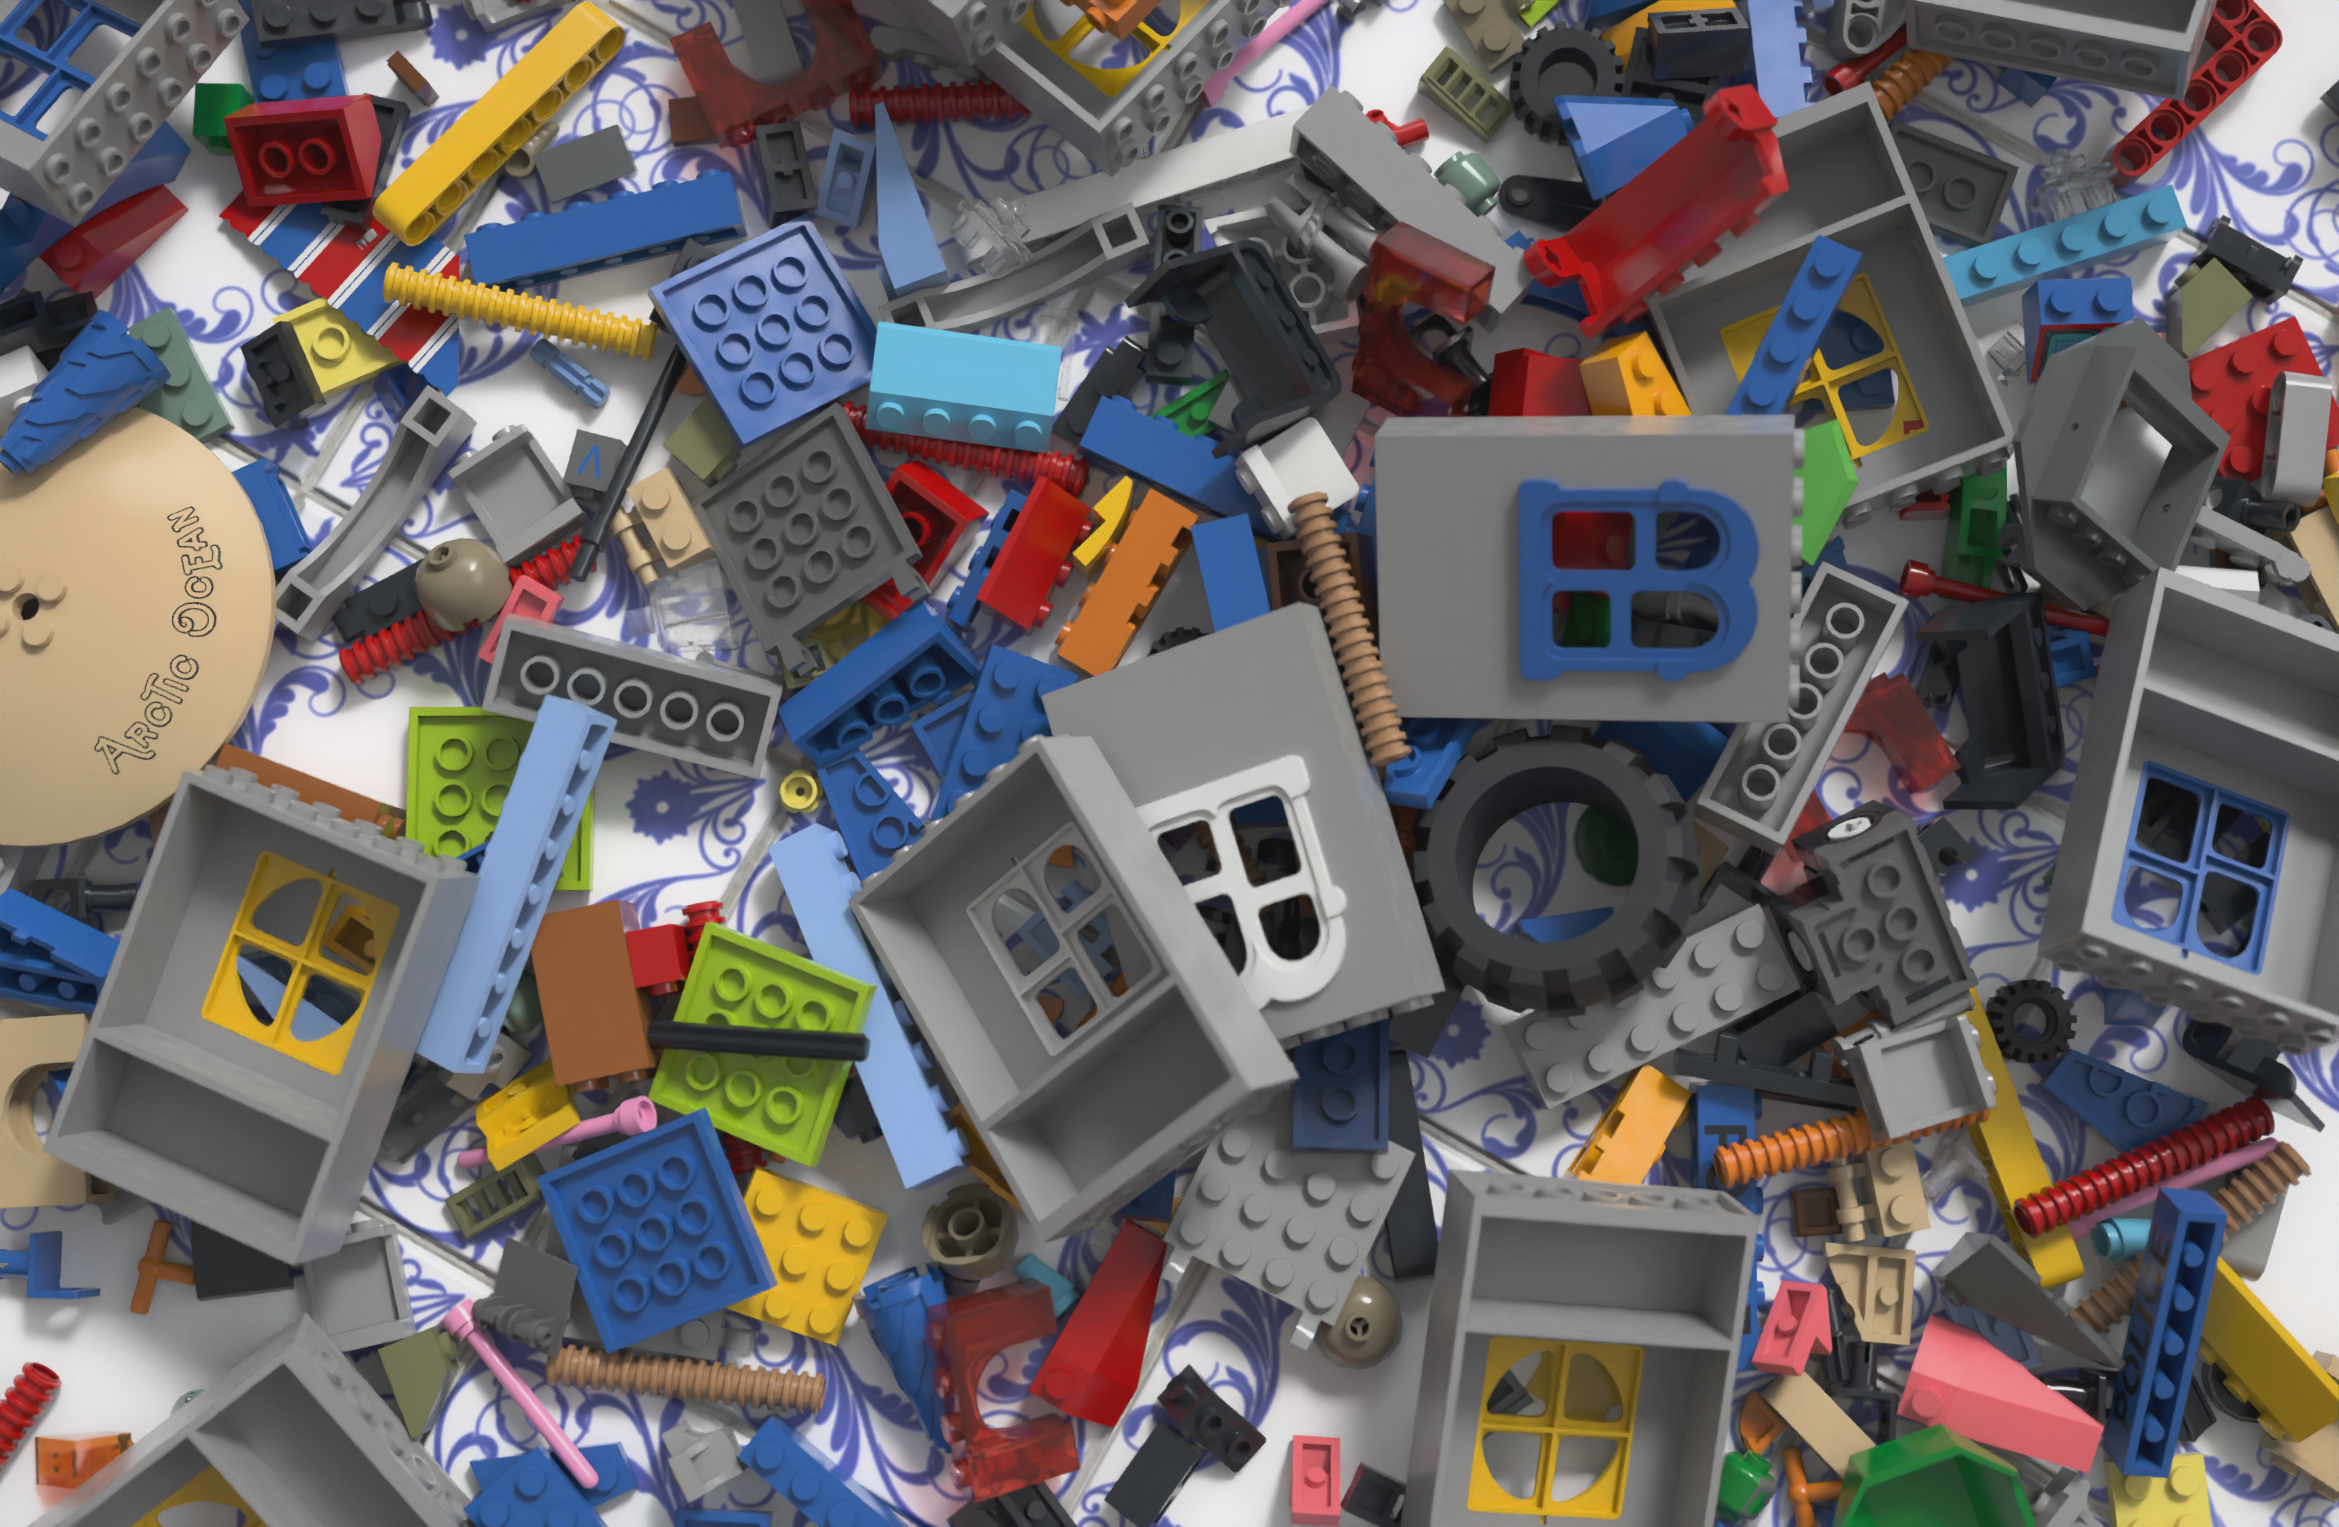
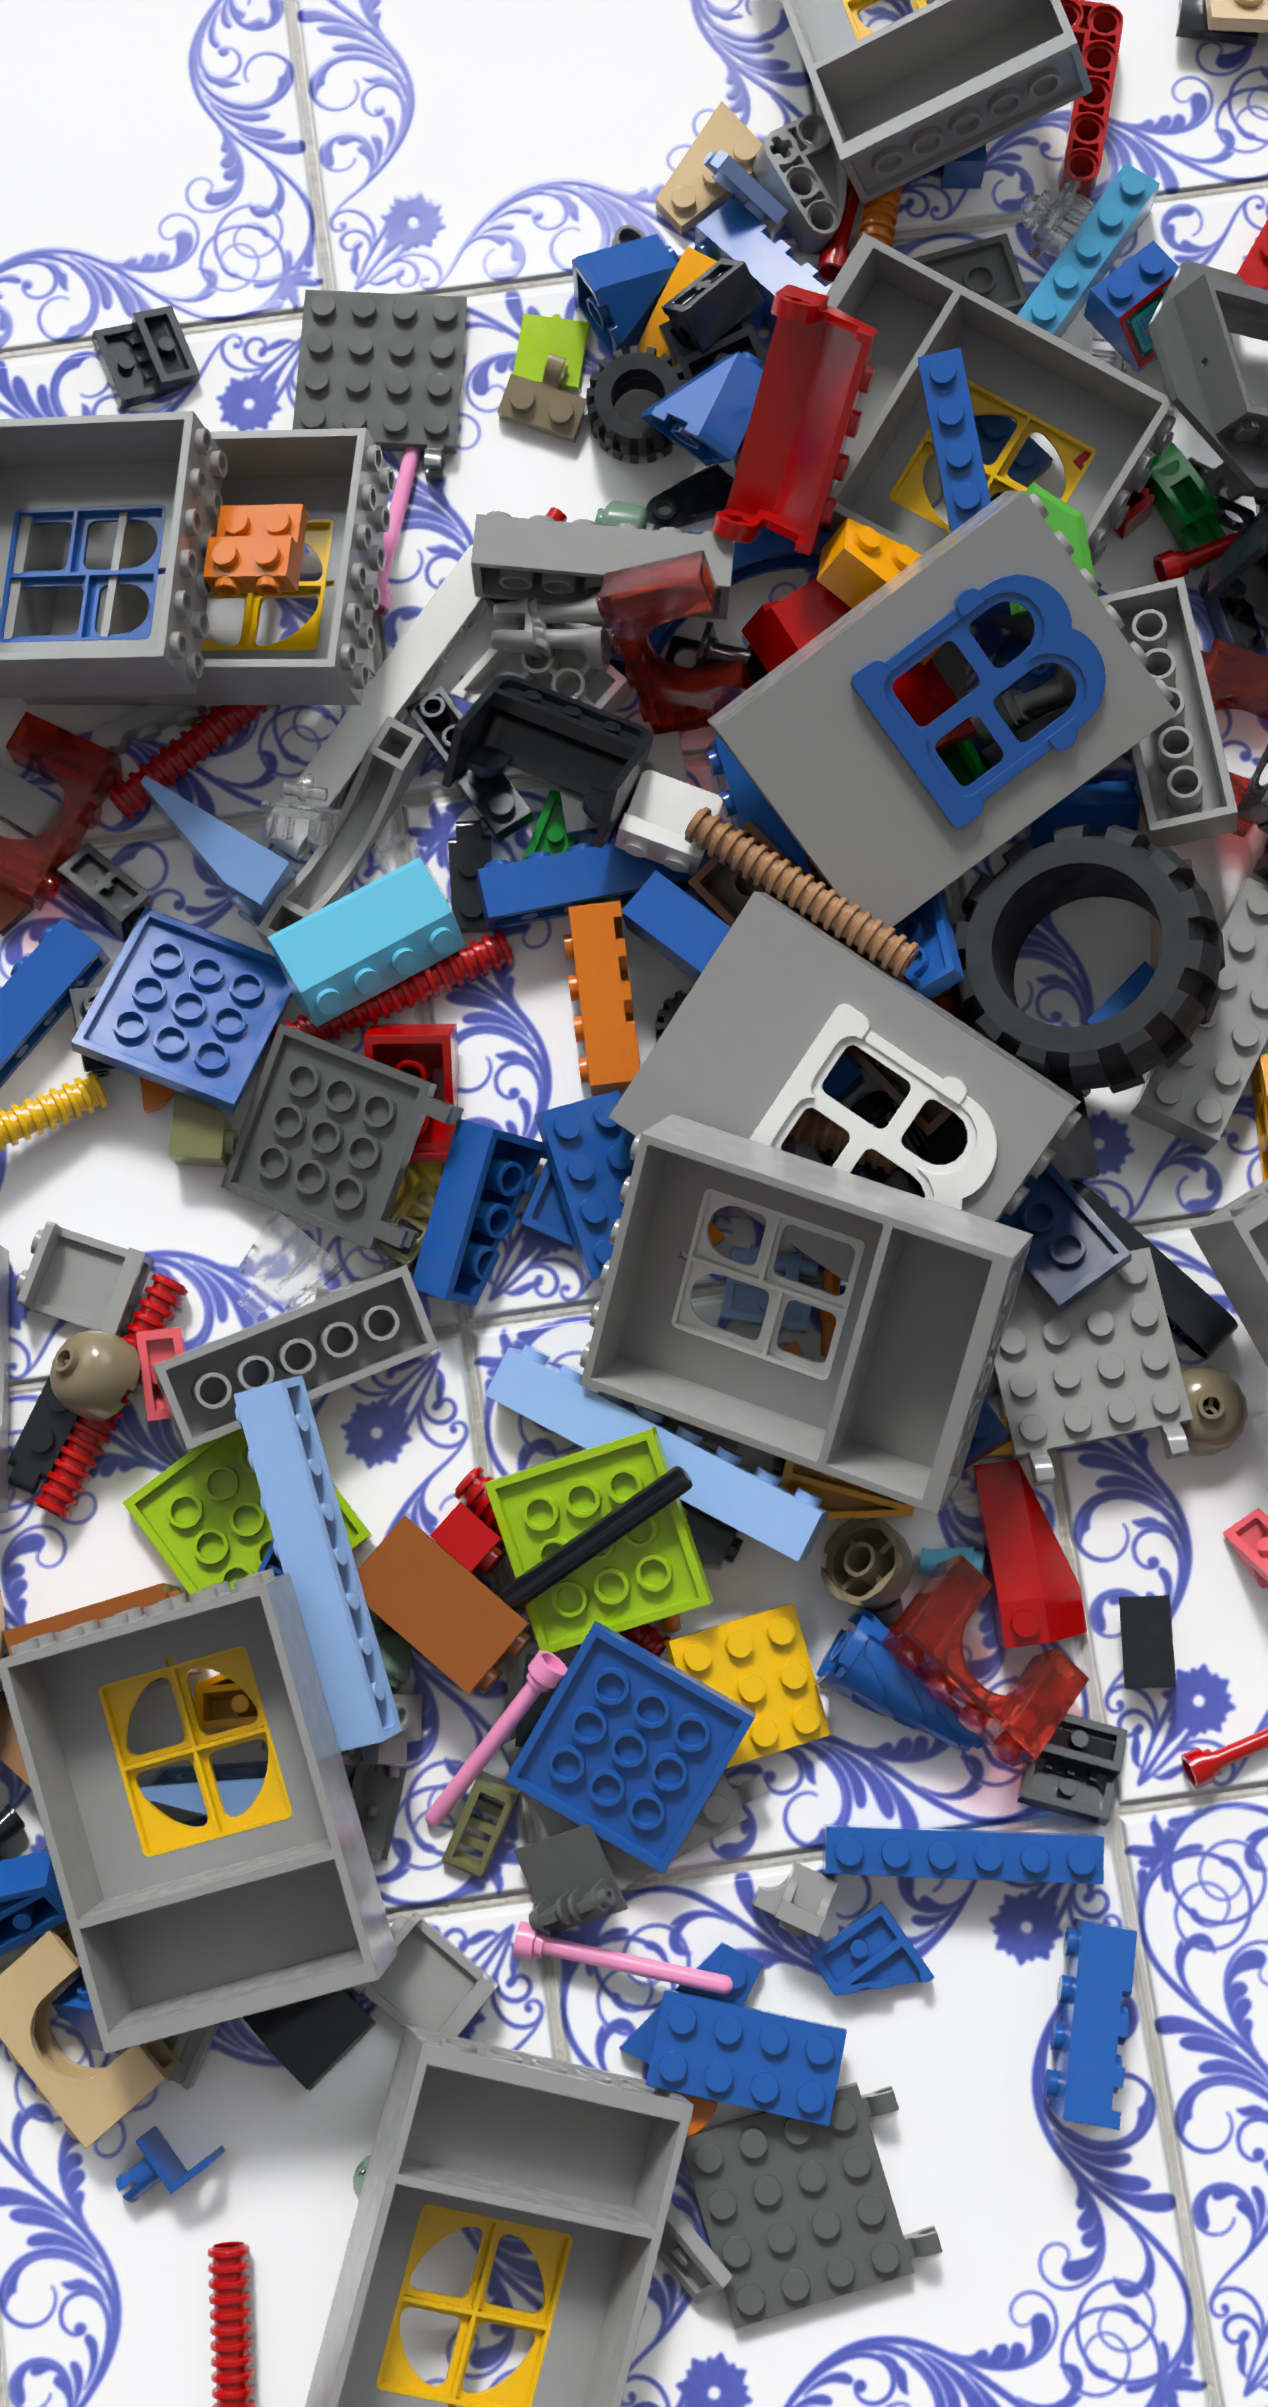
camera: 35 degrees left, 5 degrees down
(76, 1457) = (307, 2292): clear orange slope -> none
(154, 1267) = (251, 2093): orange piece -> none
(421, 1375) = (529, 2008): olive slope -> none
(525, 1115) = (456, 1741): yellow slope -> none
(569, 373) = (52, 1160): medium blue axle -> none
(592, 465) = (128, 1213): dark grey brick -> none
(597, 534) = (170, 1258): black bar -> none
(671, 523) = (216, 1209): tan brick -> none
(687, 1379) = (737, 1849): medium nougat piece -> none
(800, 779) = (466, 1330): light yellow plate -> none
(847, 179) = (157, 857): light blue slope -> none
(867, 812) = (540, 1314): blue wing -> none
(963, 601) = (483, 1060): blue wing -> none
(1035, 557) = (519, 1029): red slope -> none
(1110, 518) = (554, 966): yellow slope -> none
(1211, 1419) = (1153, 1566): black bracket -> none
(1475, 83) = (557, 453): olive slope -> none
(1605, 848) = (1106, 925): dark green tile -> none
(1743, 880) = (1220, 870): black bracket -> none
(2201, 305) = (1212, 230): olive slope -> none
(2254, 265) = (1217, 184): black hinge -> none

